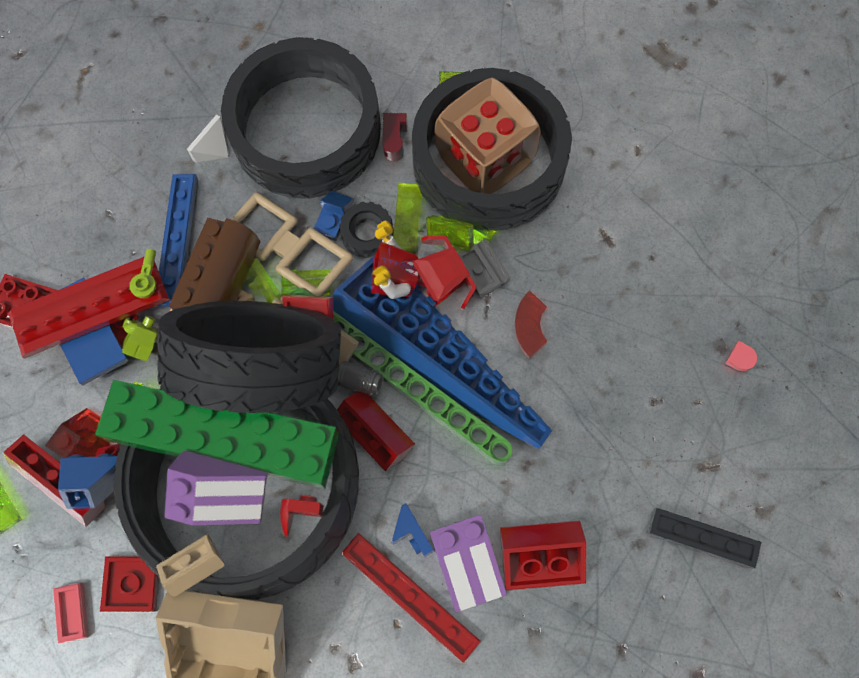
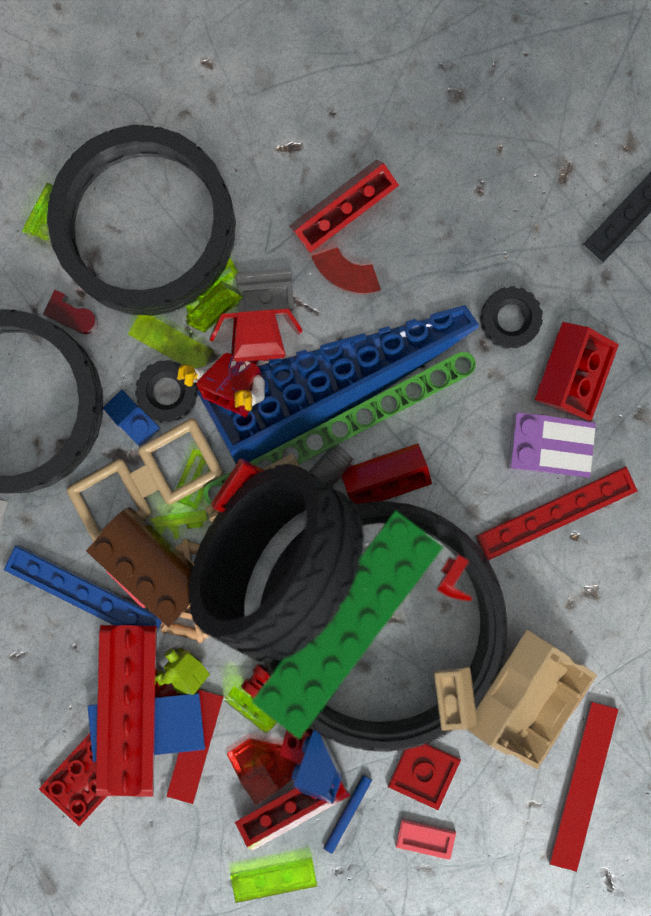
camera: 65 degrees left, 15 degrees up
(65, 383) = (191, 764): none -> red tile
(66, 532) = (347, 814): none -> blue bar
(143, 284) = (133, 645): lime plate -> none
(213, 491) = (404, 648): medium lavender slope -> none
(407, 526) = (492, 485): blue slope -> none
(487, 136) = (131, 219): medium nougat piece -> none
(581, 475) = (531, 310): none -> black tyre
(582, 293) = (344, 205): none -> red brick
(742, 357) = (477, 82): coral tile -> none

